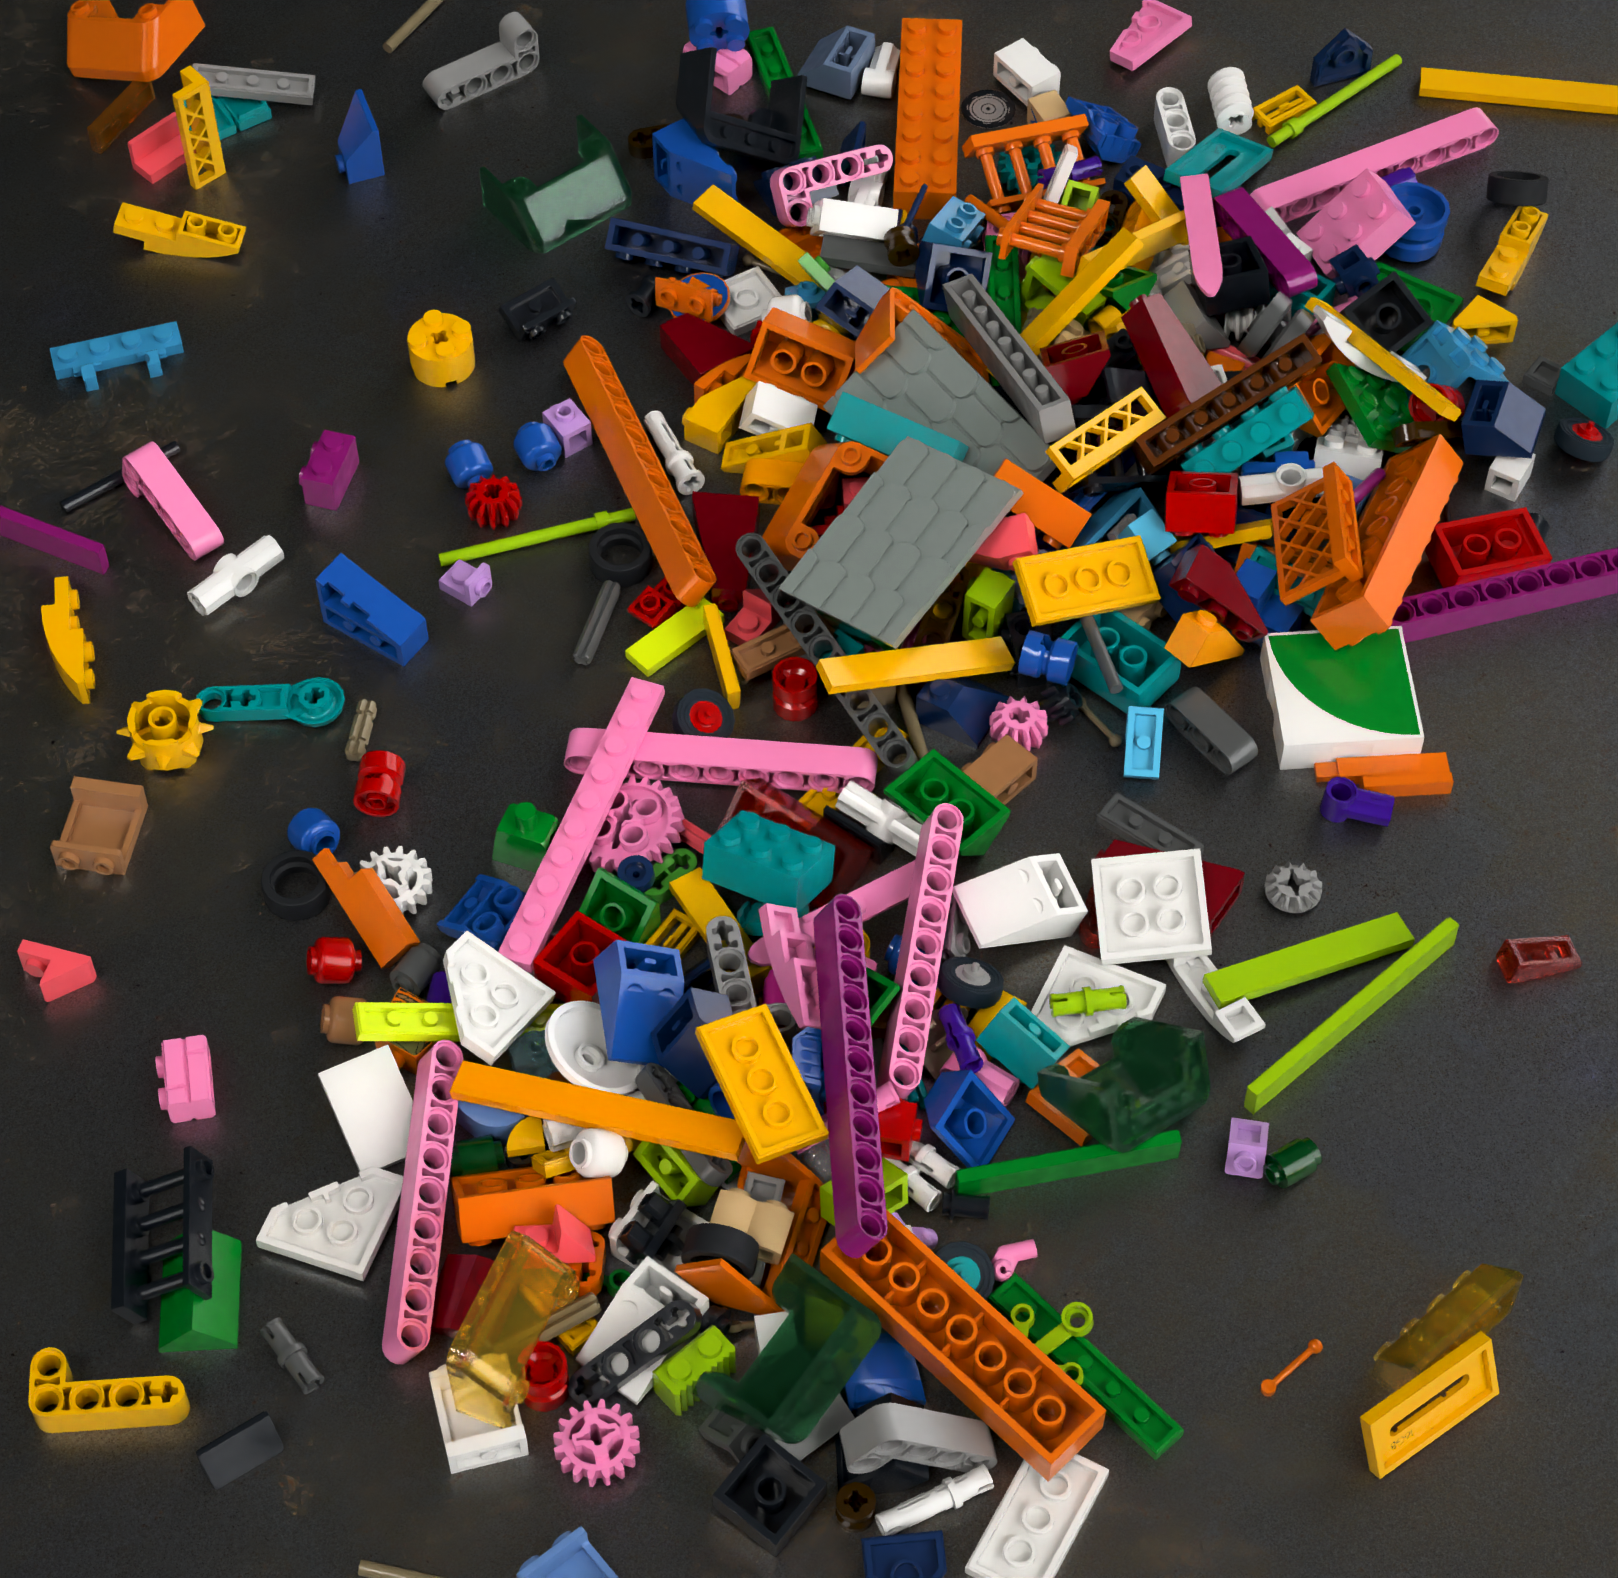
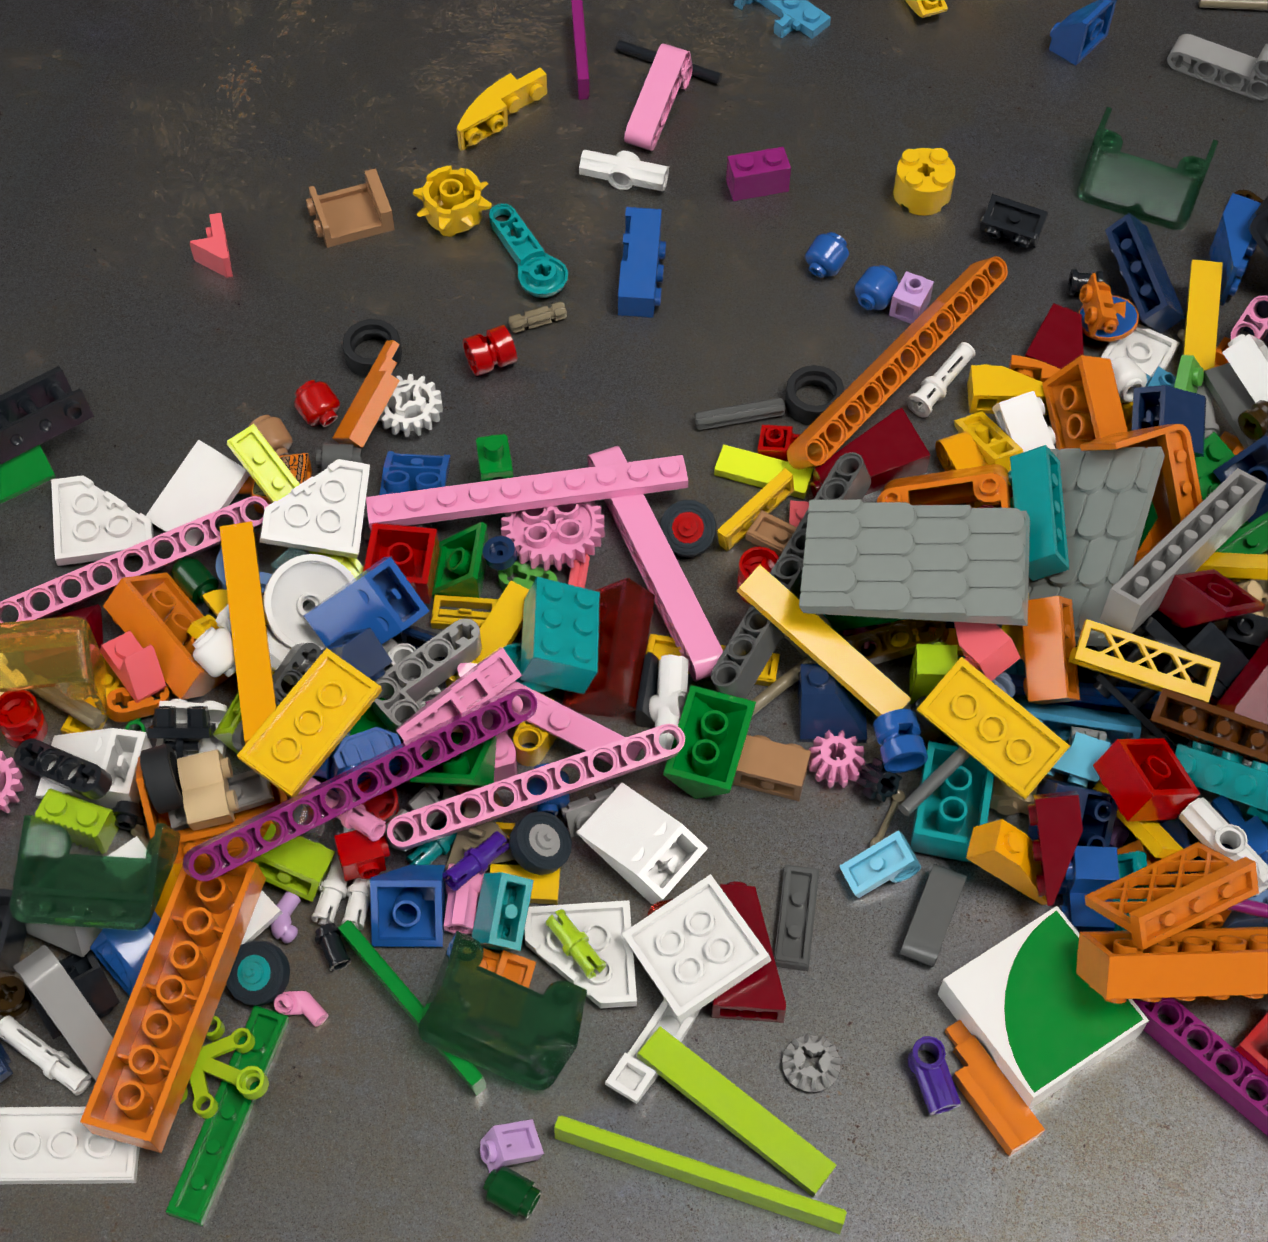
camera: 60 degrees right, 5 degrees up
(187, 1079) = (166, 370): bright pink brick -> none
(313, 831) = (421, 334): blue head -> none
(467, 582) = (719, 311): lavender bracket -> none
(493, 501) = (804, 288): red gear -> none
(598, 520) = (838, 365): lime bar -> none

